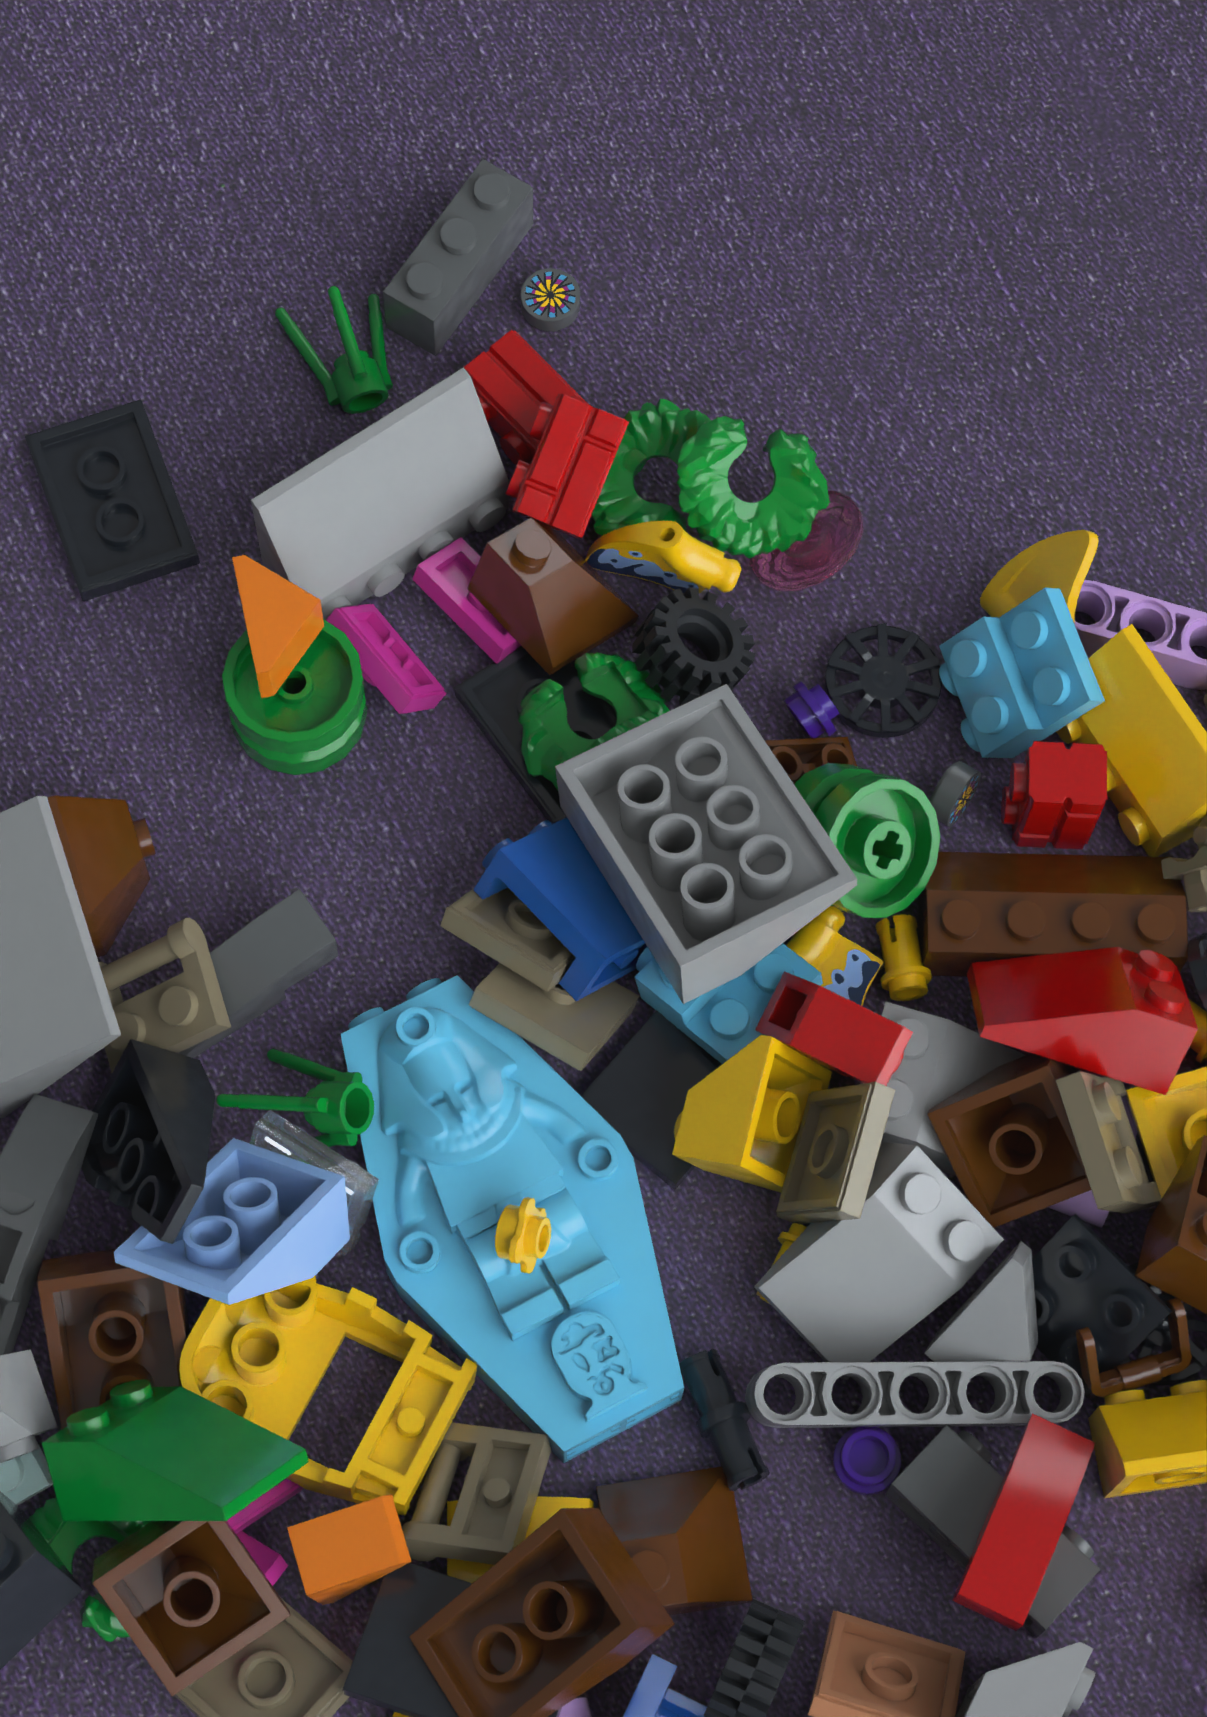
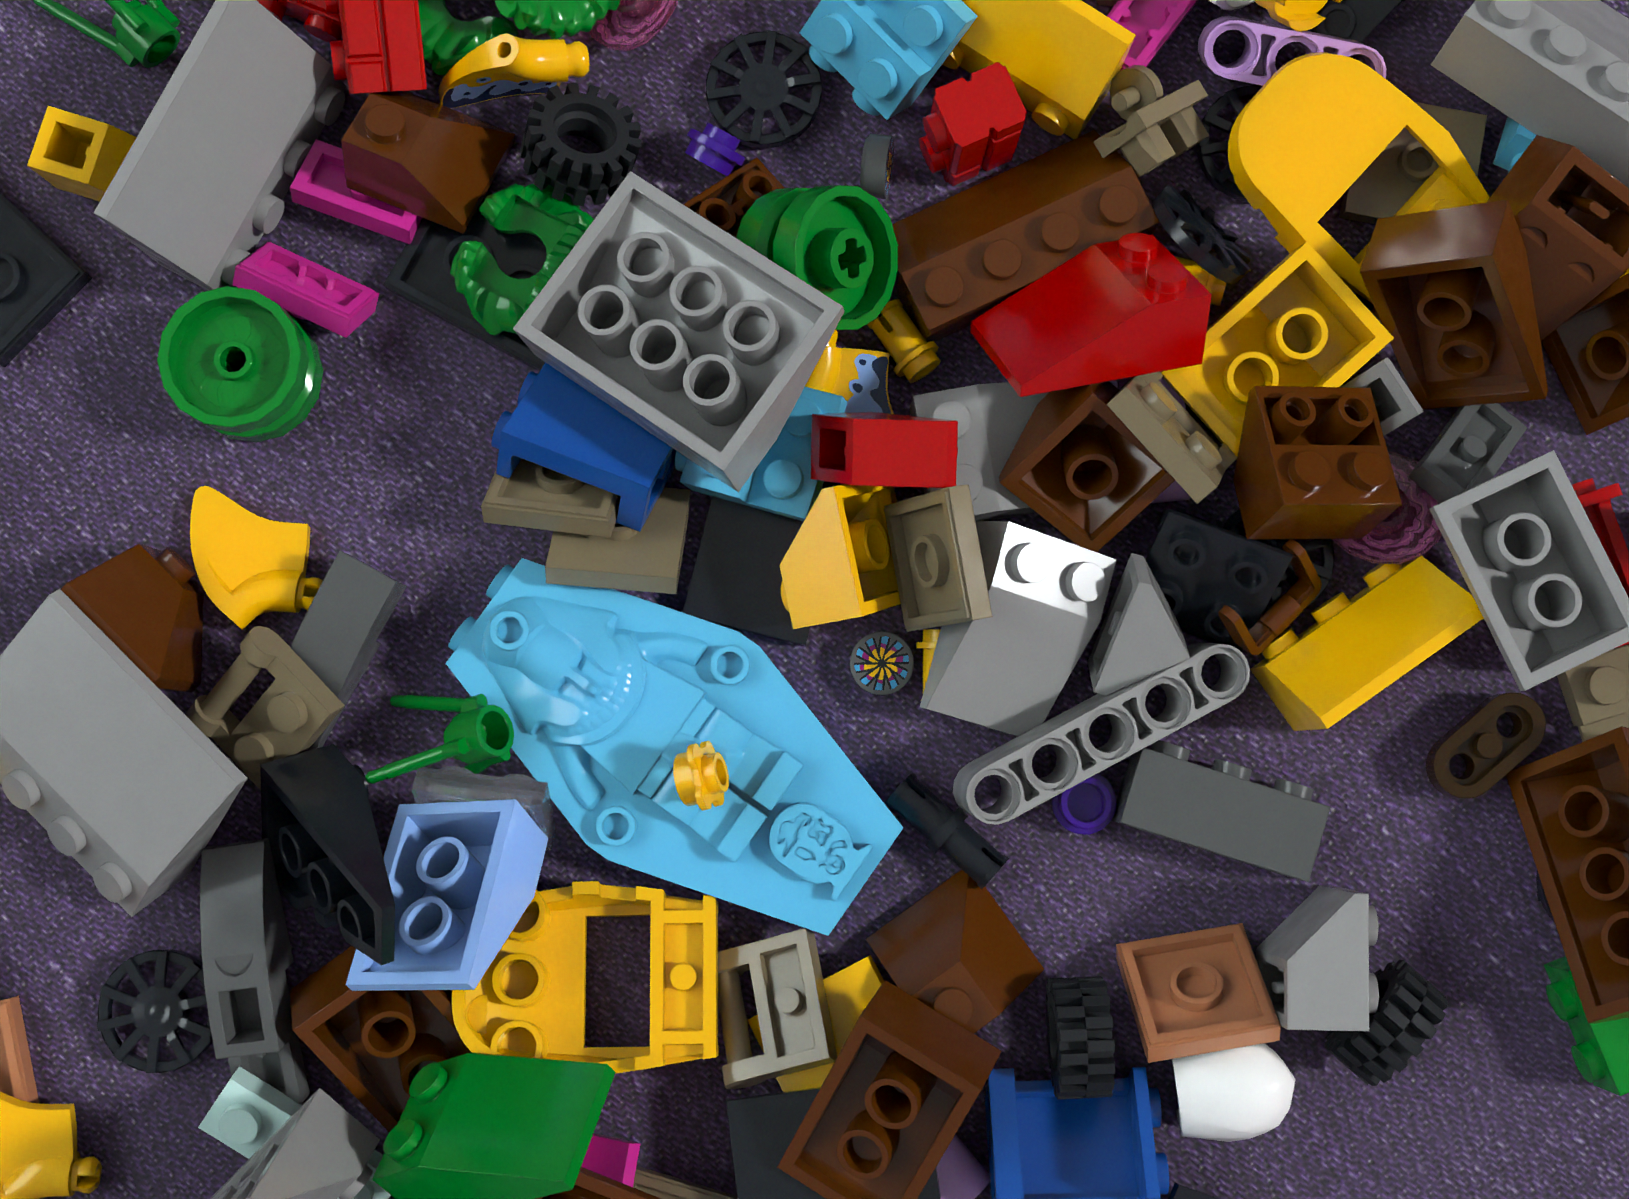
camera: 25 degrees left, 15 degrees up
(209, 867) = (248, 560): none -> yellow arm
(251, 454) = (78, 153): none -> yellow slope
(278, 619) = (185, 314): orange slope -> none
(349, 1548) = (685, 1118): orange slope -> none
(737, 1238) = (881, 663): none -> tile
(1024, 1523) = (1255, 807): red slope -> none

